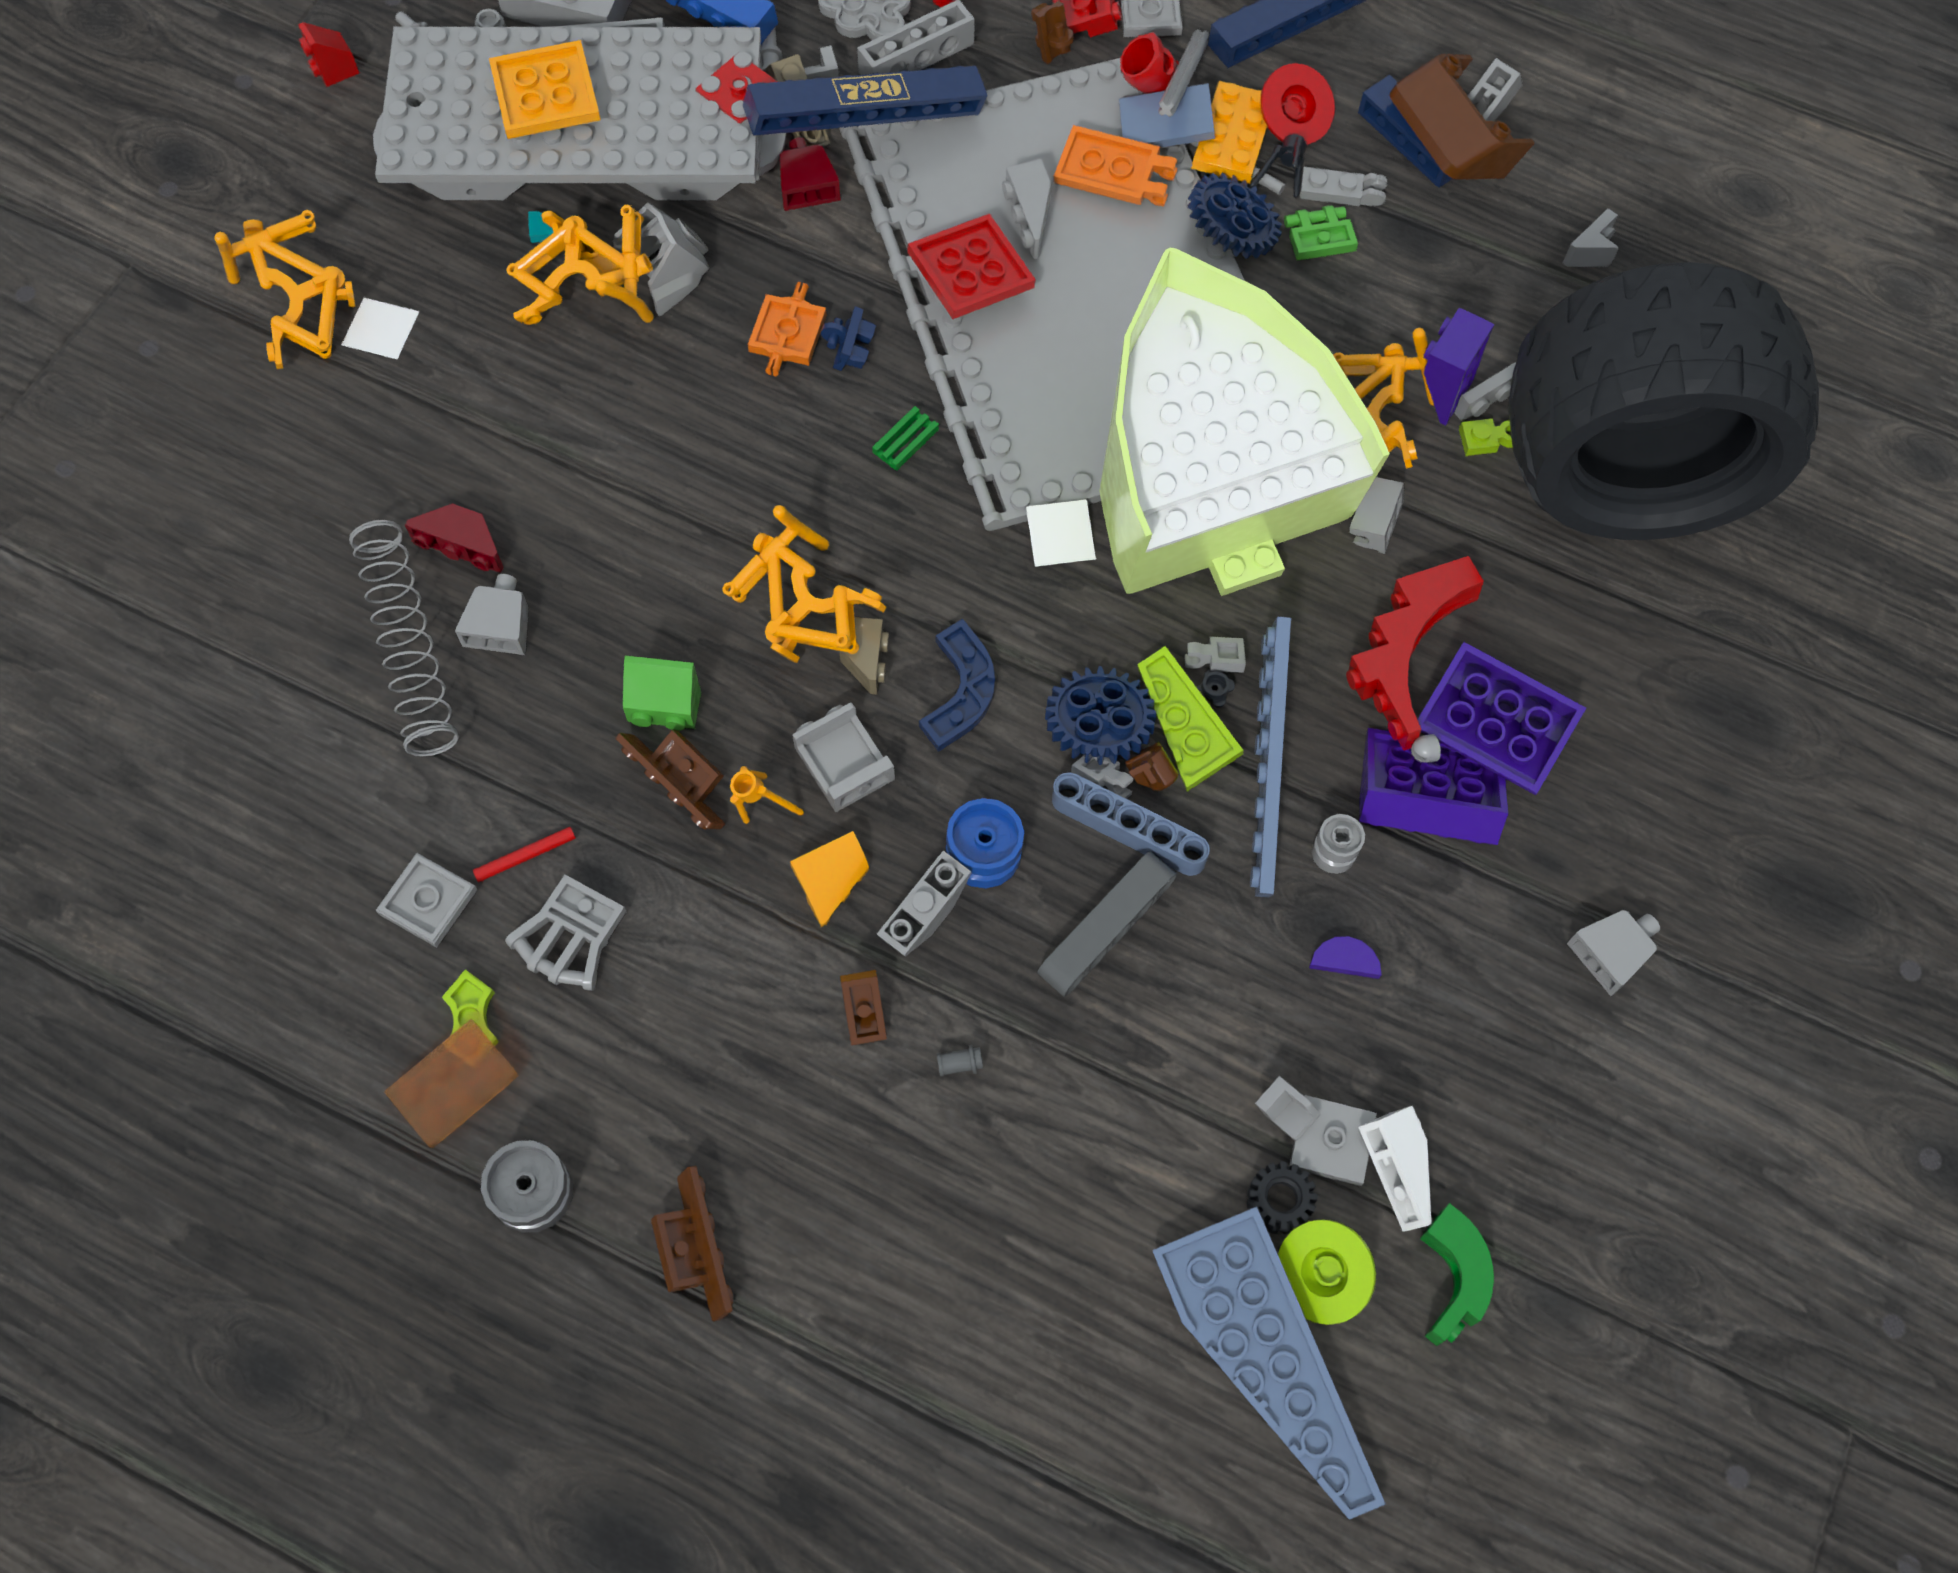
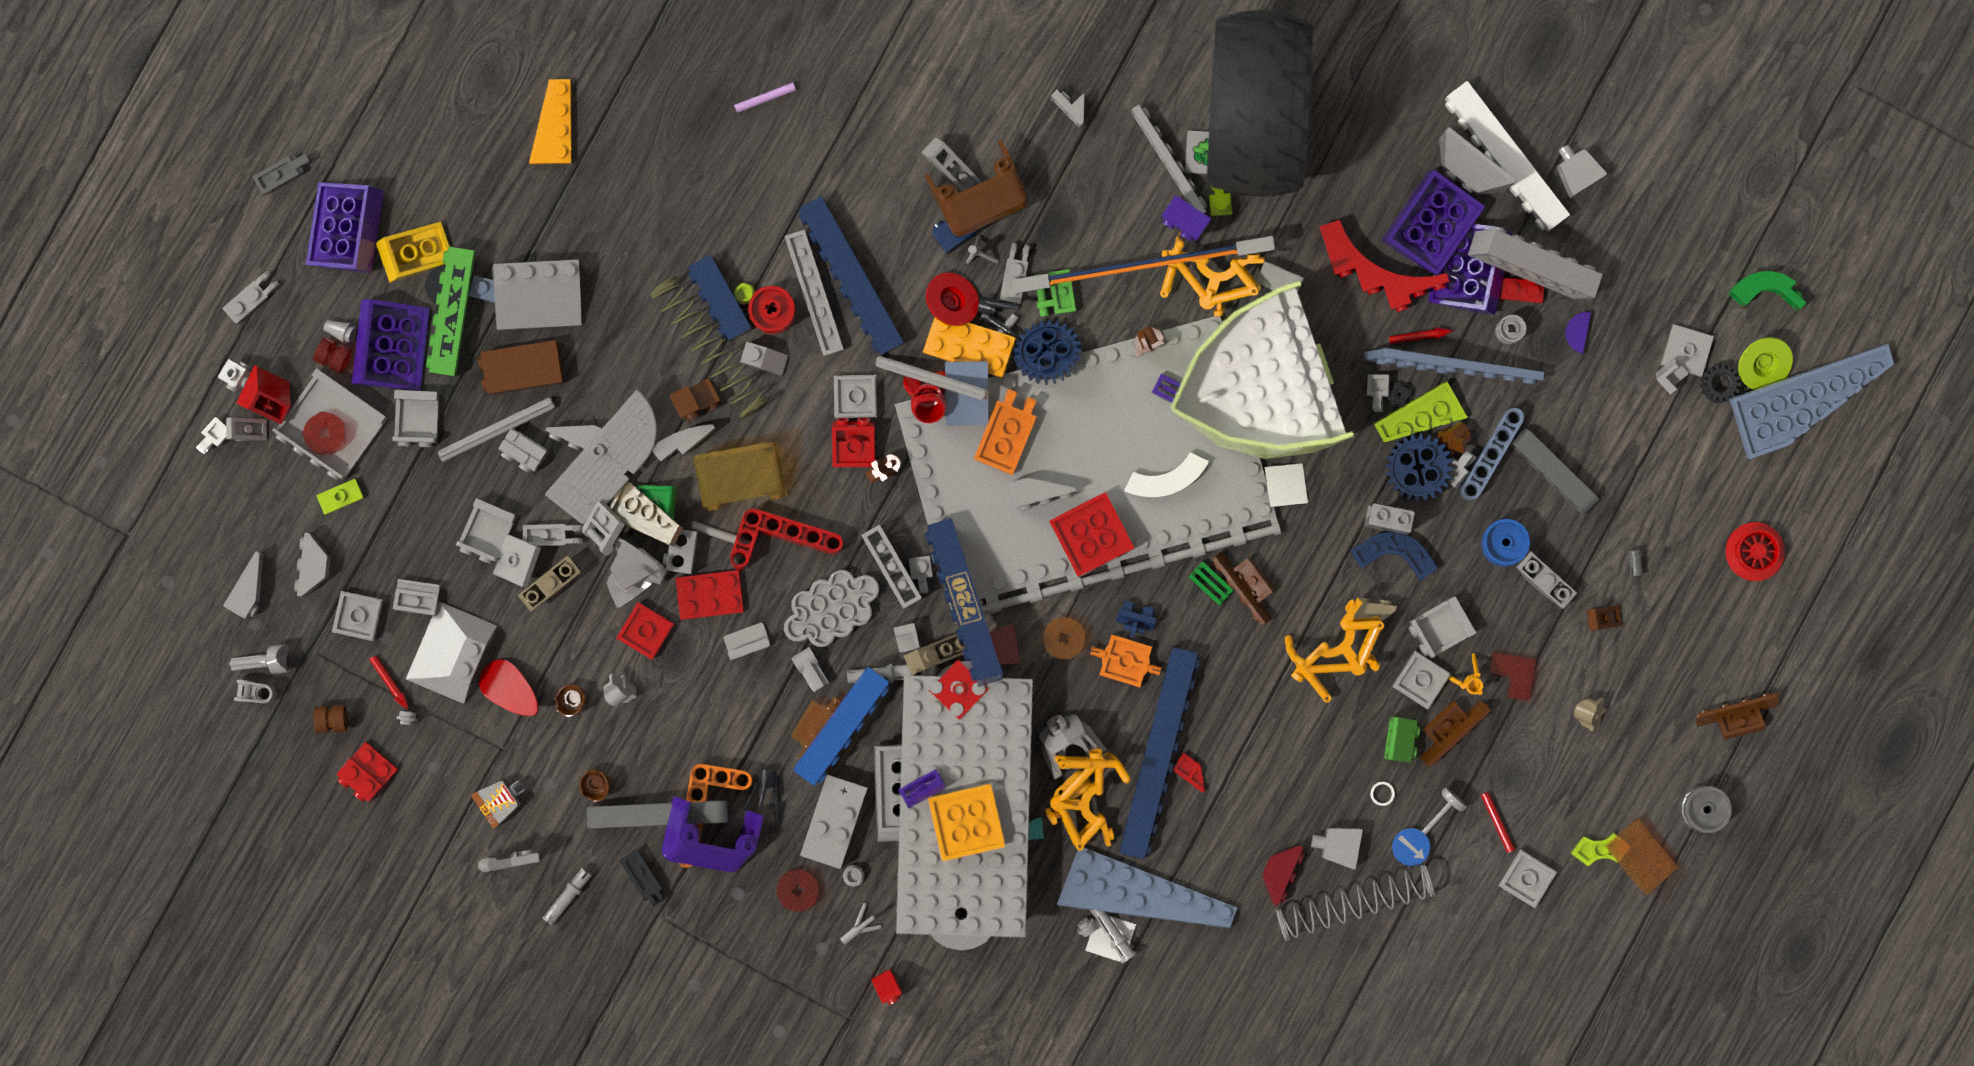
camera: 85 degrees left, 20 degrees up
(326, 281) = (1086, 971): light orange piece -> none
(371, 329) = (1118, 941): none -> light grey pin
(396, 289) = (1086, 927): none -> light grey plate
(447, 333) = (1115, 887): none -> sand blue wing
(496, 723) = (1413, 845): none -> piece
(578, 698) = (1372, 797): none -> white piece
(580, 912) = (1538, 786): light grey plate -> none
(595, 36) = (923, 791): none -> dark purple tile
(621, 419) = (1190, 771): none -> red tile
(649, 372) = (1158, 752): none -> dark blue brick
(700, 990) = (1590, 713): none -> dark tan piece
(758, 730) = (1421, 680): none -> light grey plate
(771, 883) = (1520, 673): none -> clear red plate
(823, 269) = (1067, 626): none -> clear orange plate
(830, 874) = (1518, 636): light orange slope -> none
(904, 480) = (1248, 583): none -> reddish brown bracket
(987, 1271) = (1755, 551): none -> red piece
(1014, 661) = (1389, 519): none -> light grey panel
(1055, 371) = (1167, 483): none -> white tile
(1319, 739) = (1435, 333): none -> red piece
(1367, 126) = (975, 251): none -> light grey plant
(1401, 1160) = (1702, 313): white slope -> none
(1409, 881) = (1521, 291): none -> red plate
(1422, 434) = (1243, 248): none -> piece
(1426, 748) = (1453, 270): light grey hinge -> none
(1456, 856) = (1535, 263): none -> light grey brick
(1596, 767) = (1470, 166): none -> light grey slope
(1620, 835) = (1504, 152): none -> white brick

